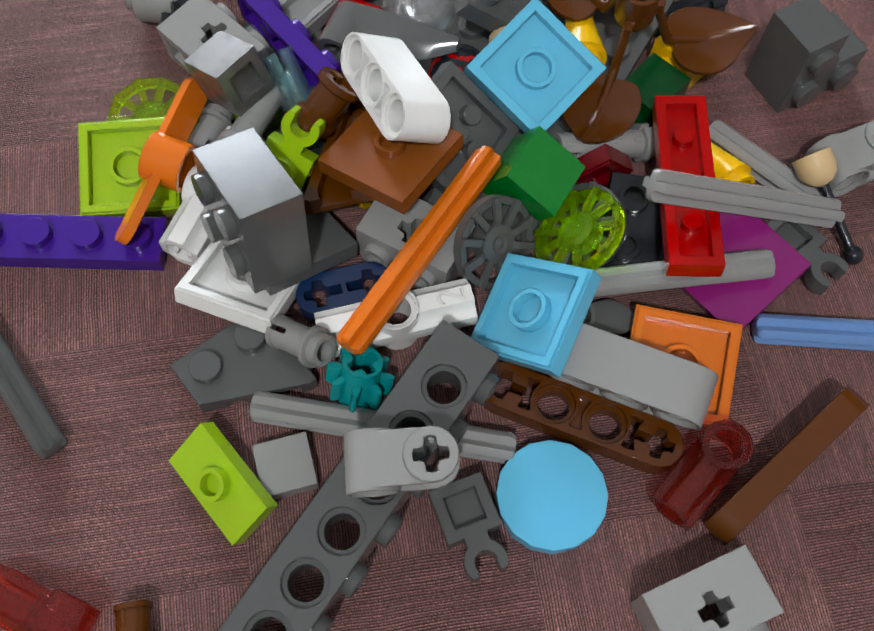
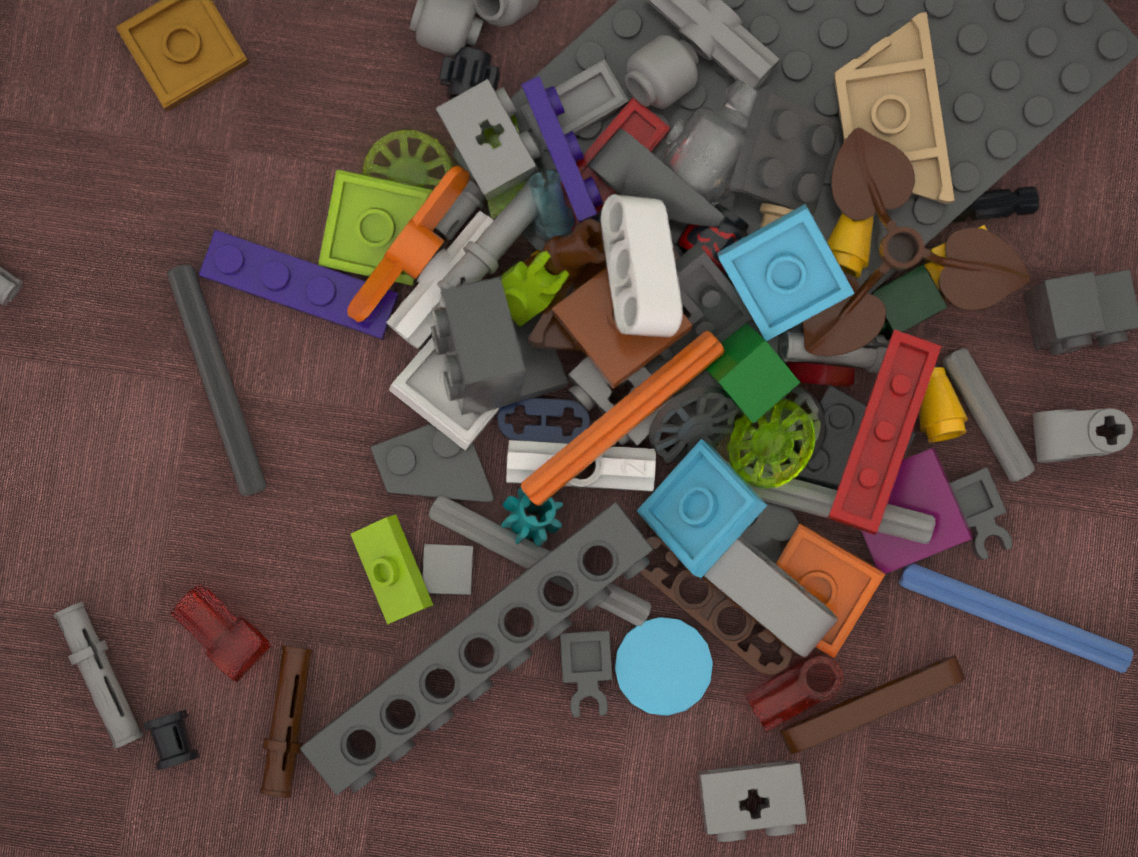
camera: 15 degrees right, 20 degrees up
(230, 72) = (494, 184): flat silver panel -> none
(311, 345) = (498, 479): light grey pin -> none
(386, 461) = (529, 617): light grey piece -> none
(741, 198) = (926, 472): light grey axle -> none
(818, 171) = (1027, 442): tan hinge -> none

